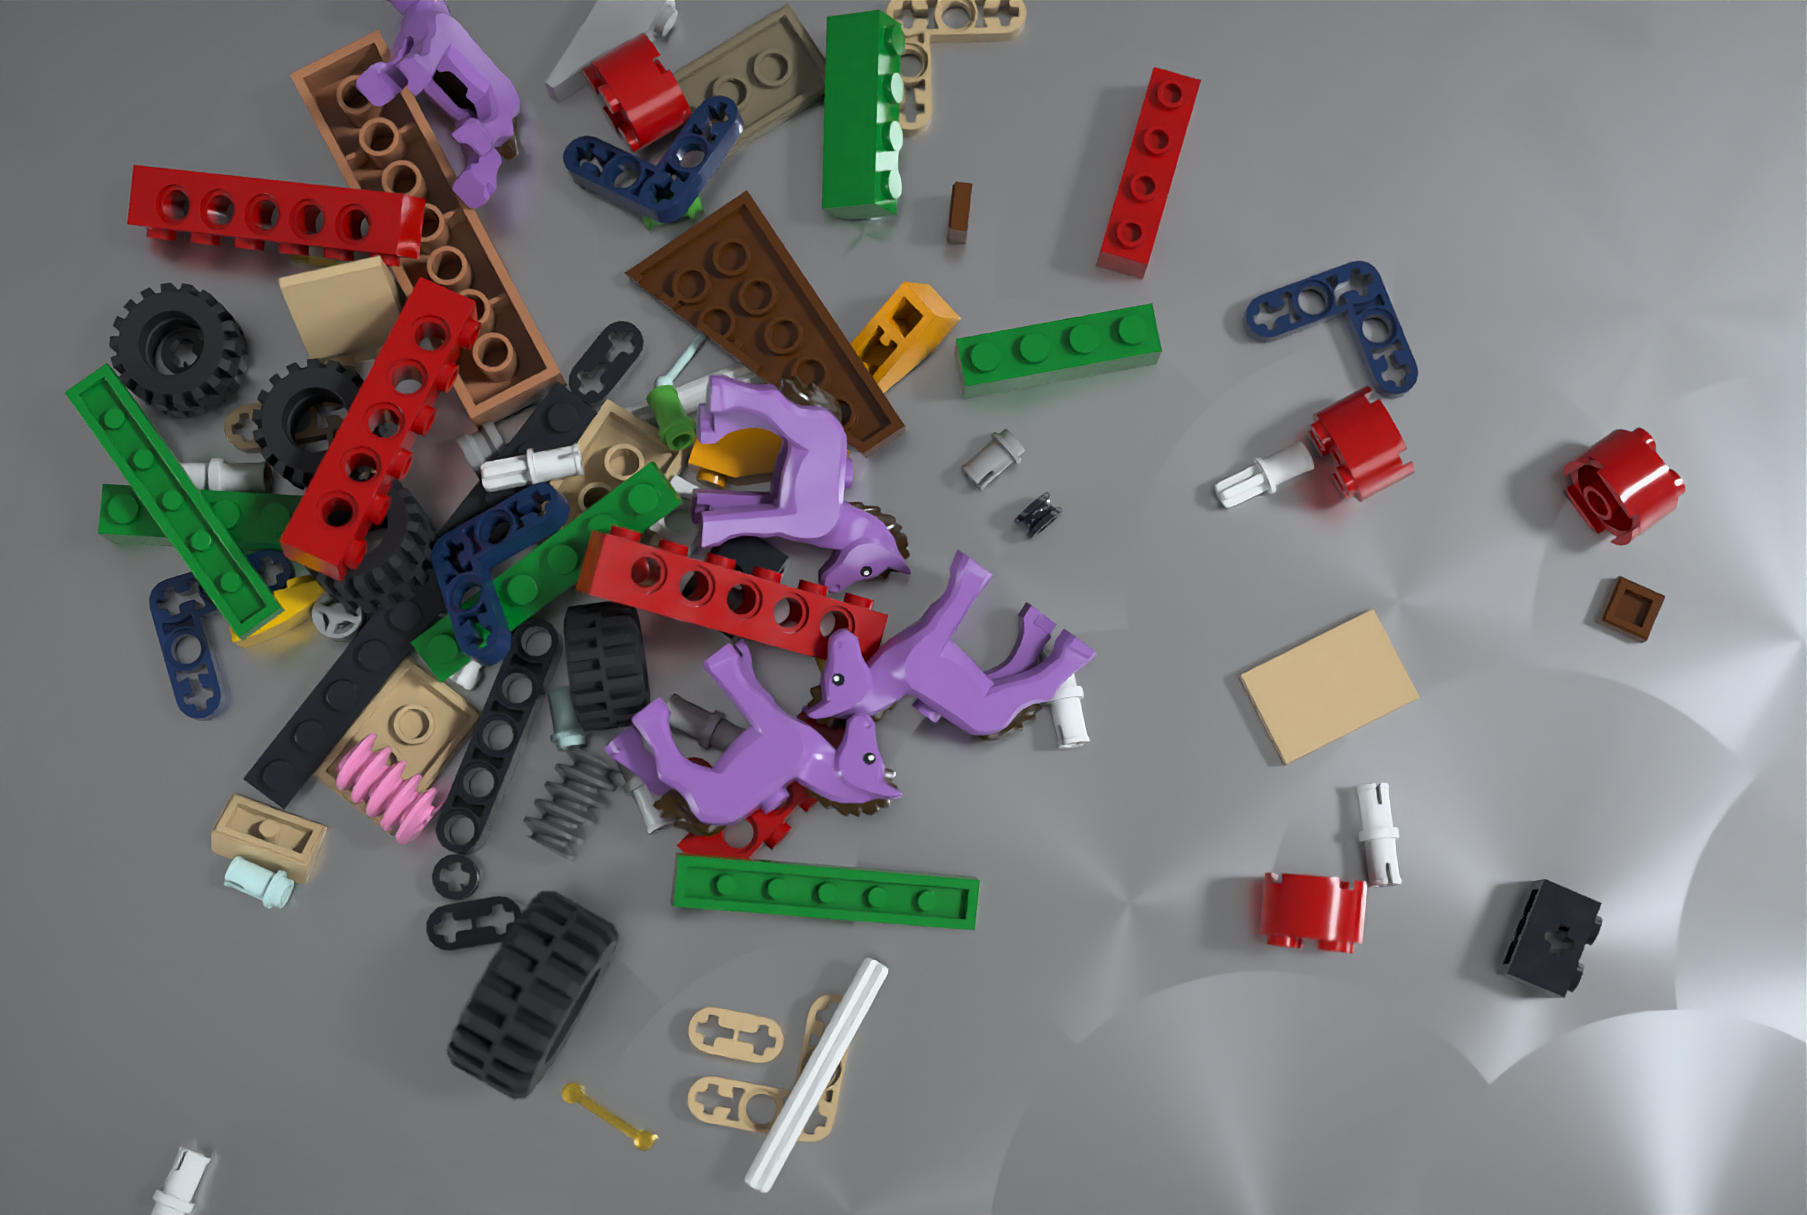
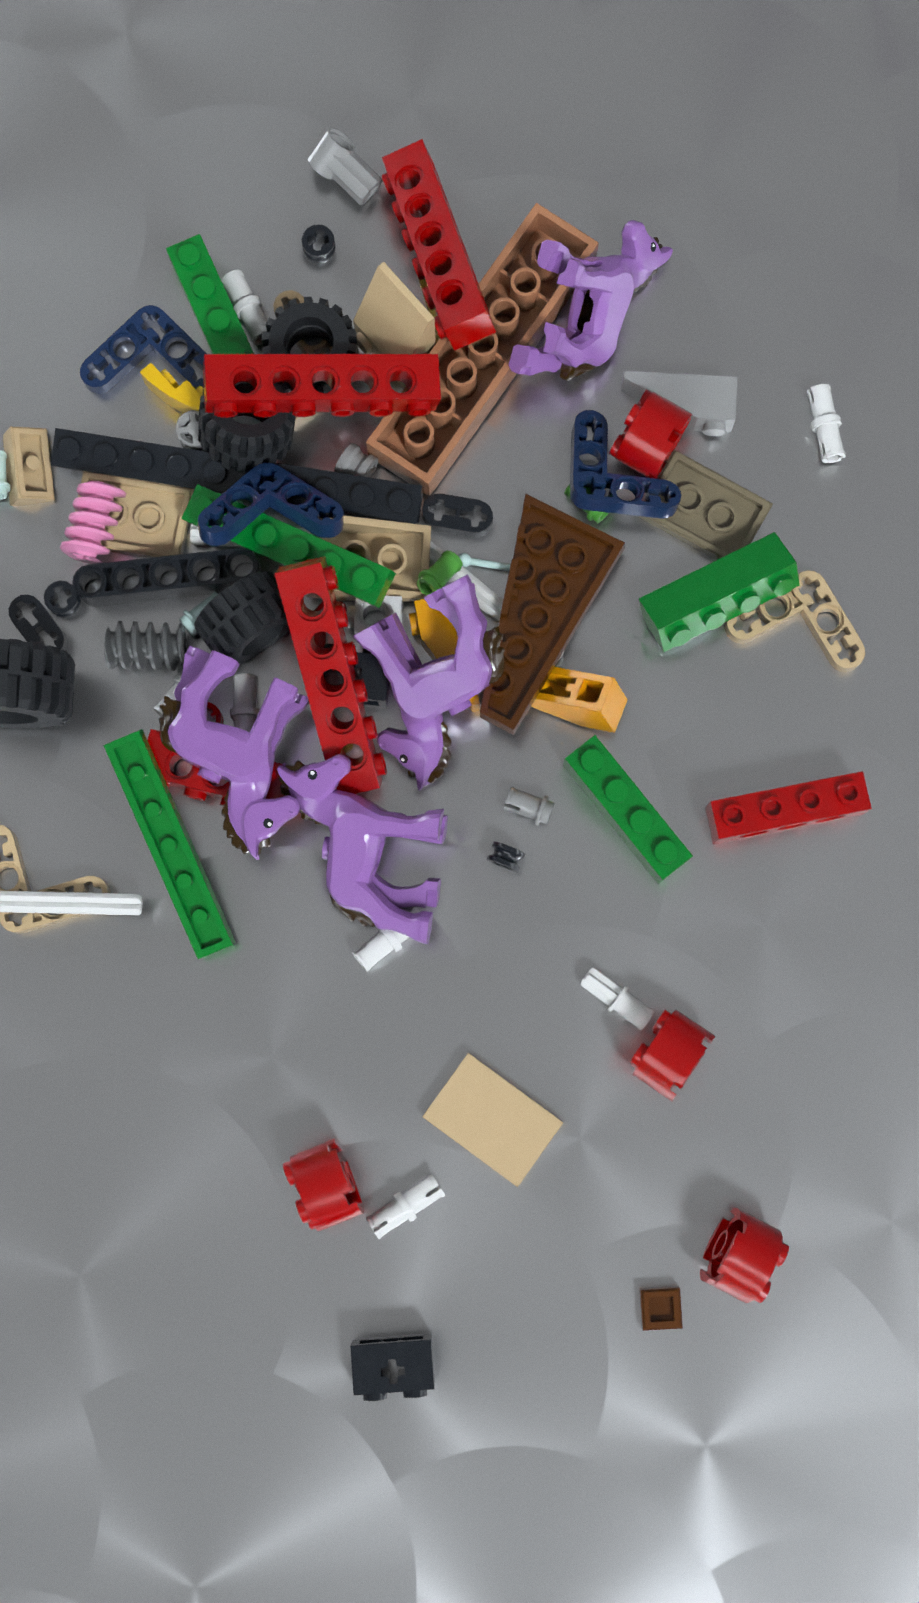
camera: 70 degrees right, 0 degrees up
(97, 278) = (336, 160): none -> light grey piece
(151, 322) = (311, 208): black tyre -> none
(174, 501) = (207, 282): green plate -> none
(532, 468) = (352, 499): white axle -> none
(733, 1047) = (57, 834): tan beam -> none
(959, 212) = (689, 693): reddish brown tile -> none
(1354, 310) = (770, 1003): dark blue beam -> none

